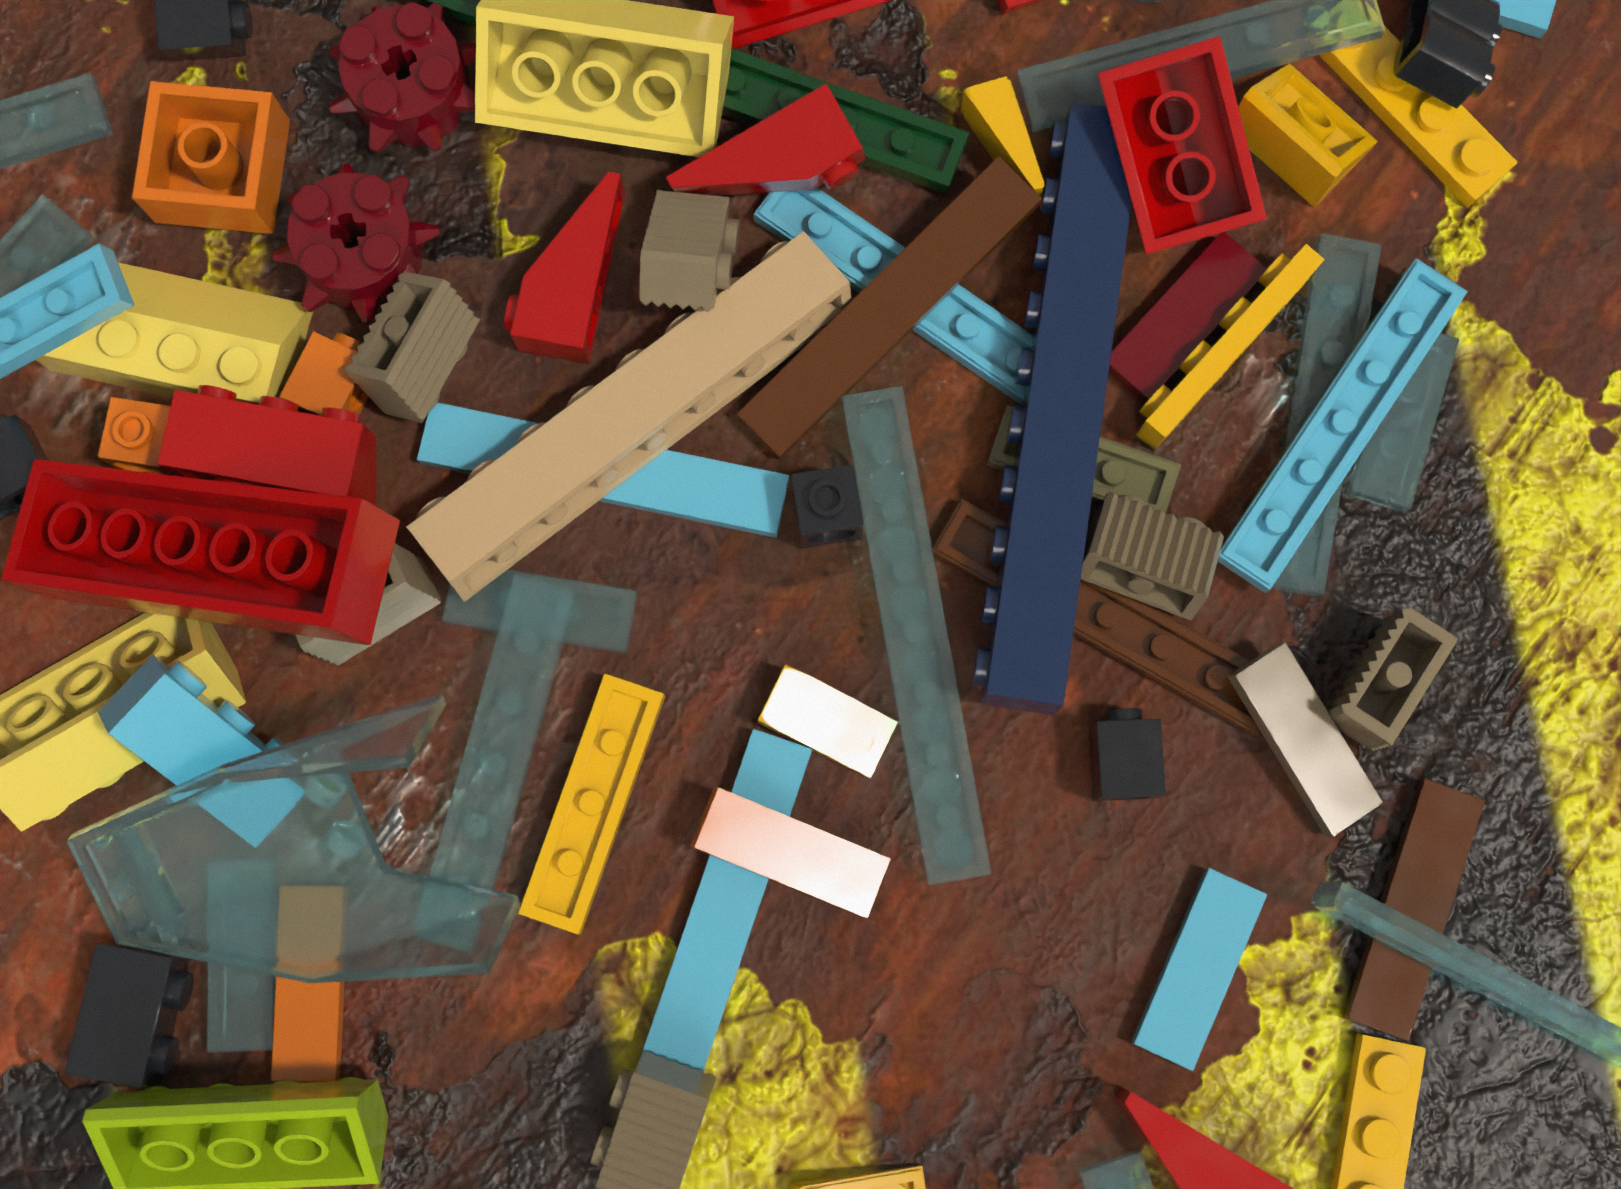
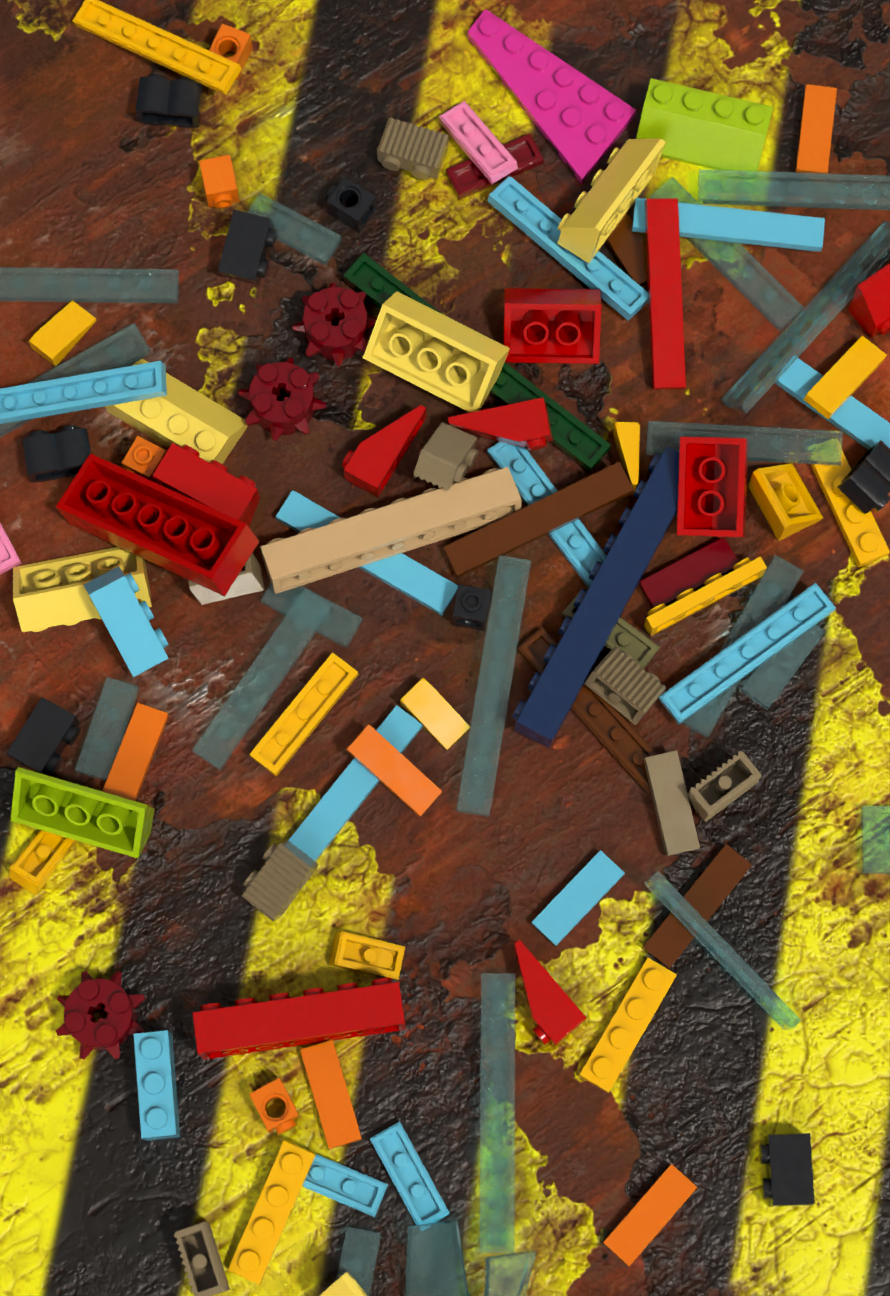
camera: 20 degrees right, 5 degrees down
(211, 157) = (225, 333): orange brick -> none
(281, 871) = (141, 689): clear light blue windscreen -> none
(321, 376) = (248, 460): orange brick -> none
(413, 346) = (293, 459): dark tan brick -> none
(1126, 757) = (578, 781): black brick -> none

